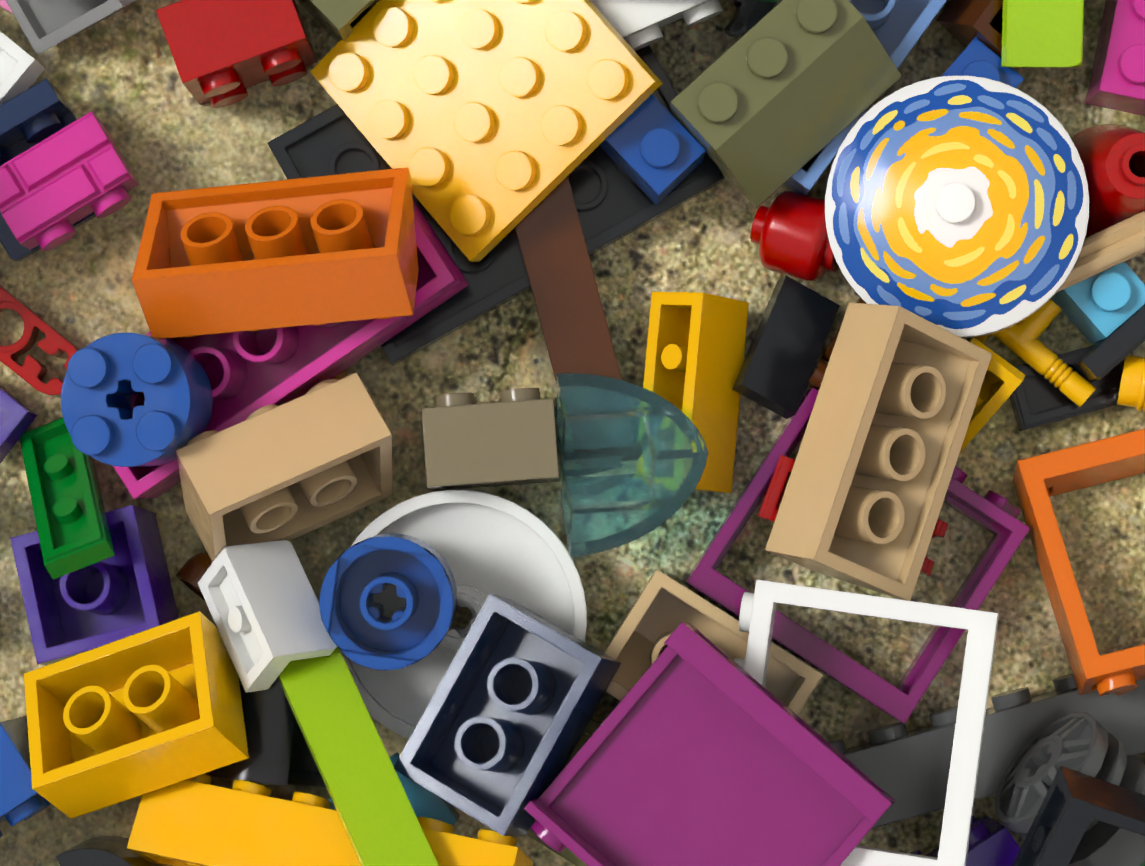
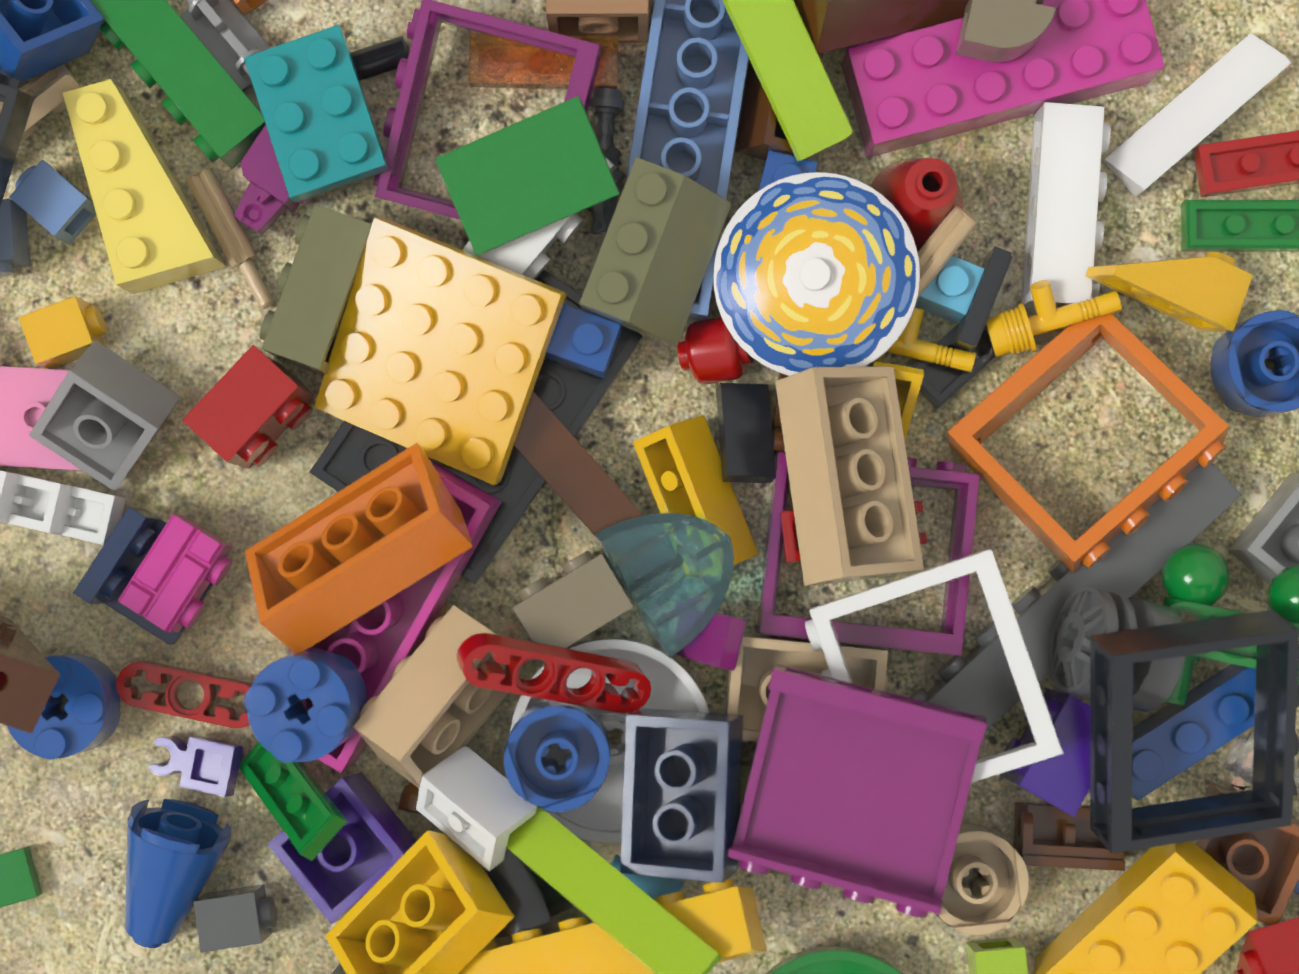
camera: 30 degrees left, 0 degrees up
(437, 503) = (553, 679): none -> red beam
(633, 567) = (717, 642): none -> magenta tile

